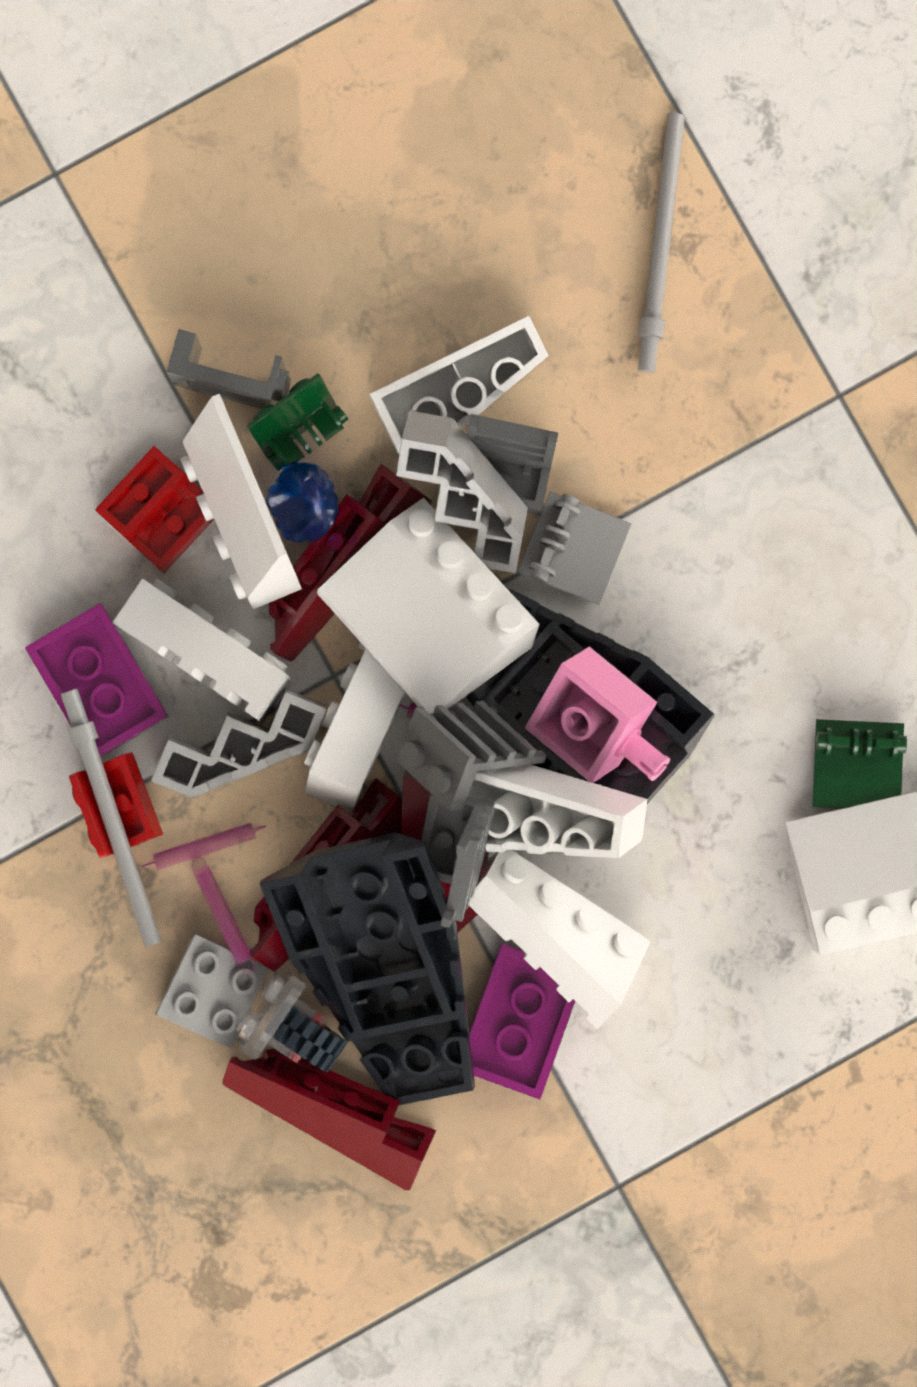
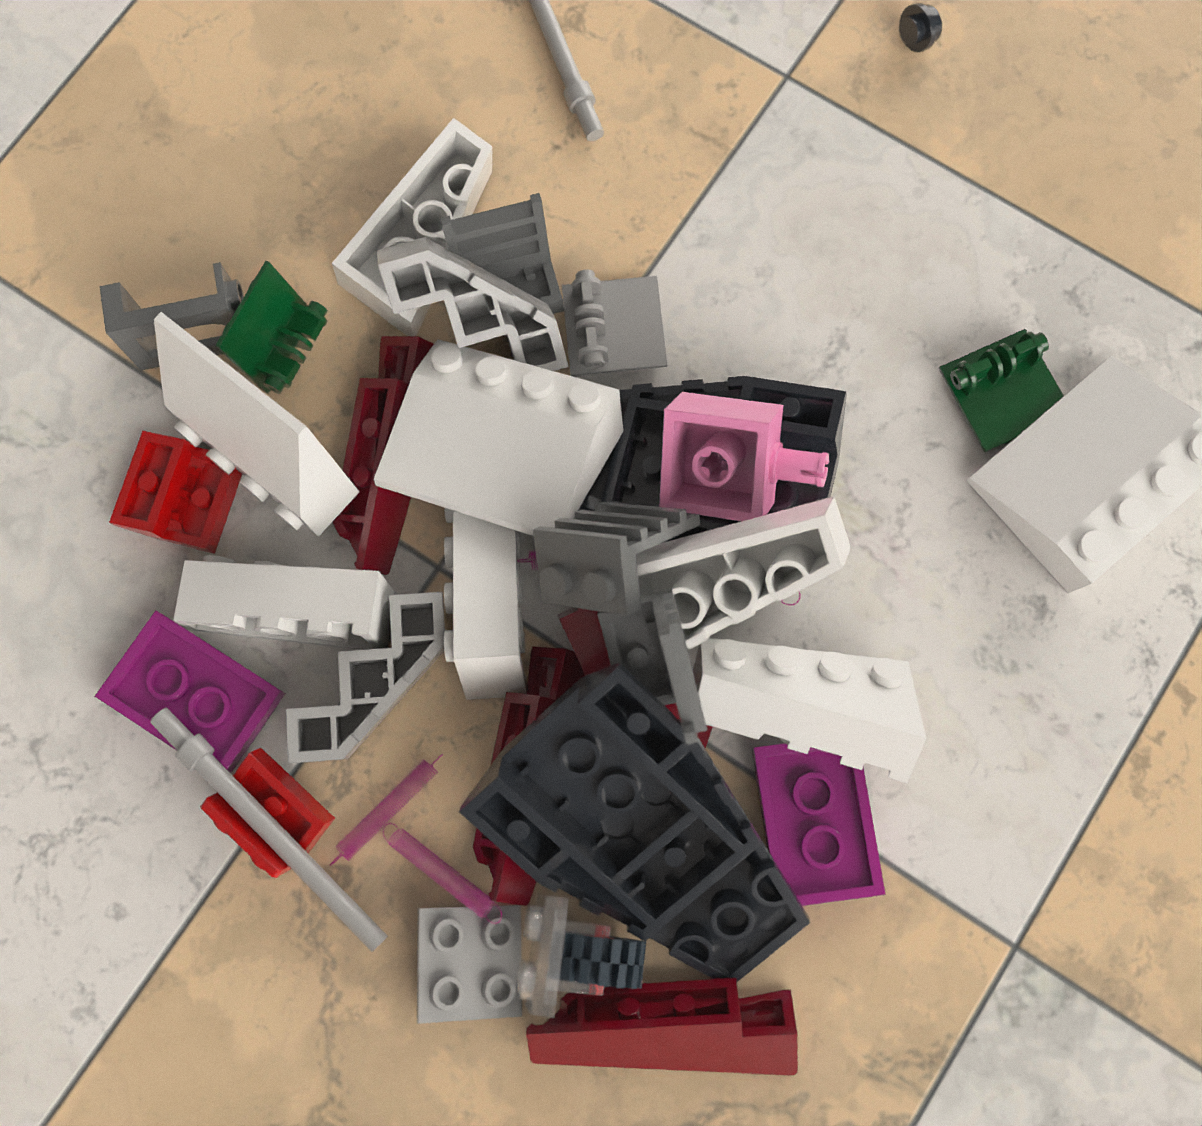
camera: 20 degrees left, 10 degrees down
(303, 502) = (321, 400): clear blue hair -> none

